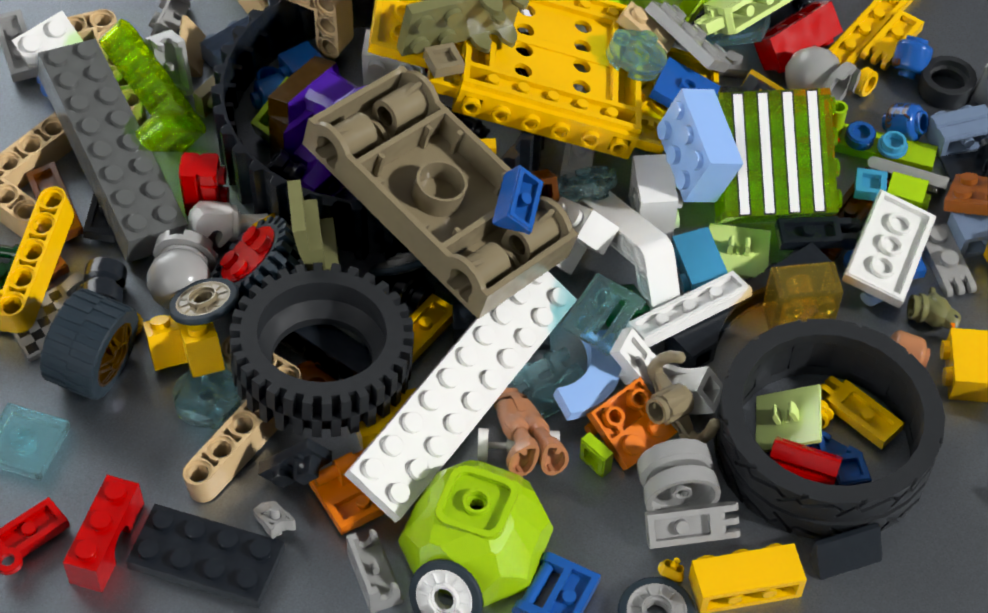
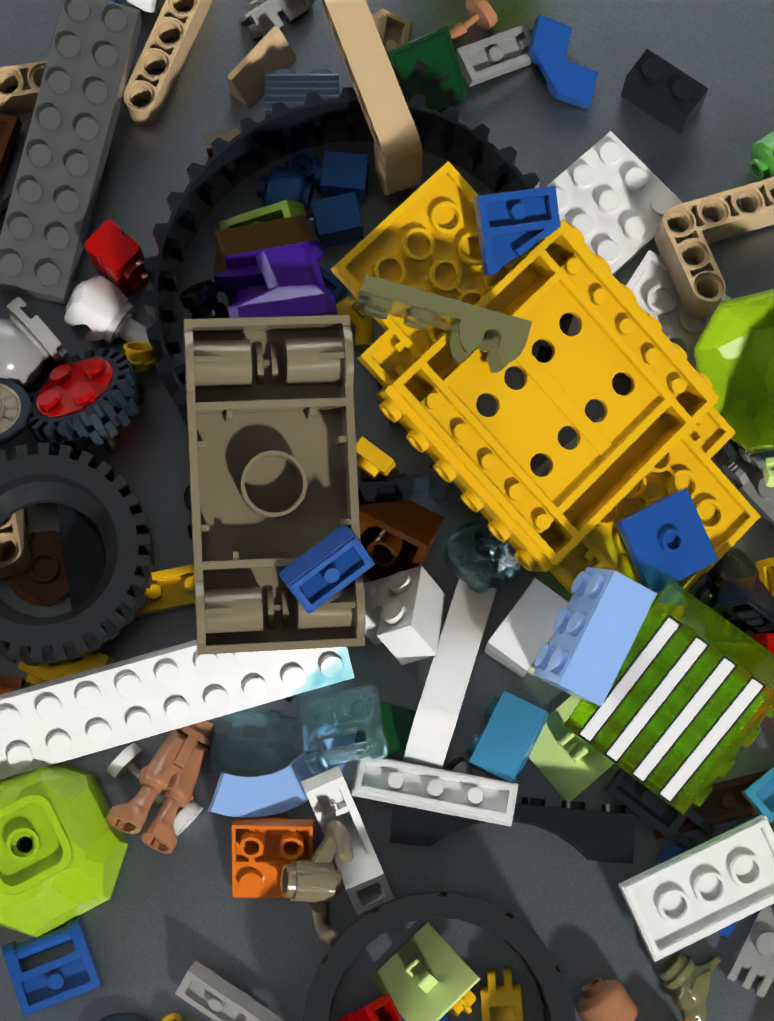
camera: 45 degrees right, 25 degrees up
(172, 55) = (208, 81): light grey hinge -> none
(173, 121) = (164, 112): clear neon green beam -> none
(312, 235) = (136, 430): olive slope -> none
(443, 60) = (391, 345): dark tan plate -> none
(596, 455) = (213, 860): lime tile -> none
(636, 18) = (691, 437): tan plate -> none
(637, 54) = (665, 458): clear light blue plate -> none
(678, 475) = (244, 966): light grey wheel -> none
(689, 36) = (734, 477): light grey plate -> none
(802, 293) = (558, 871): clear yellow brick -> none

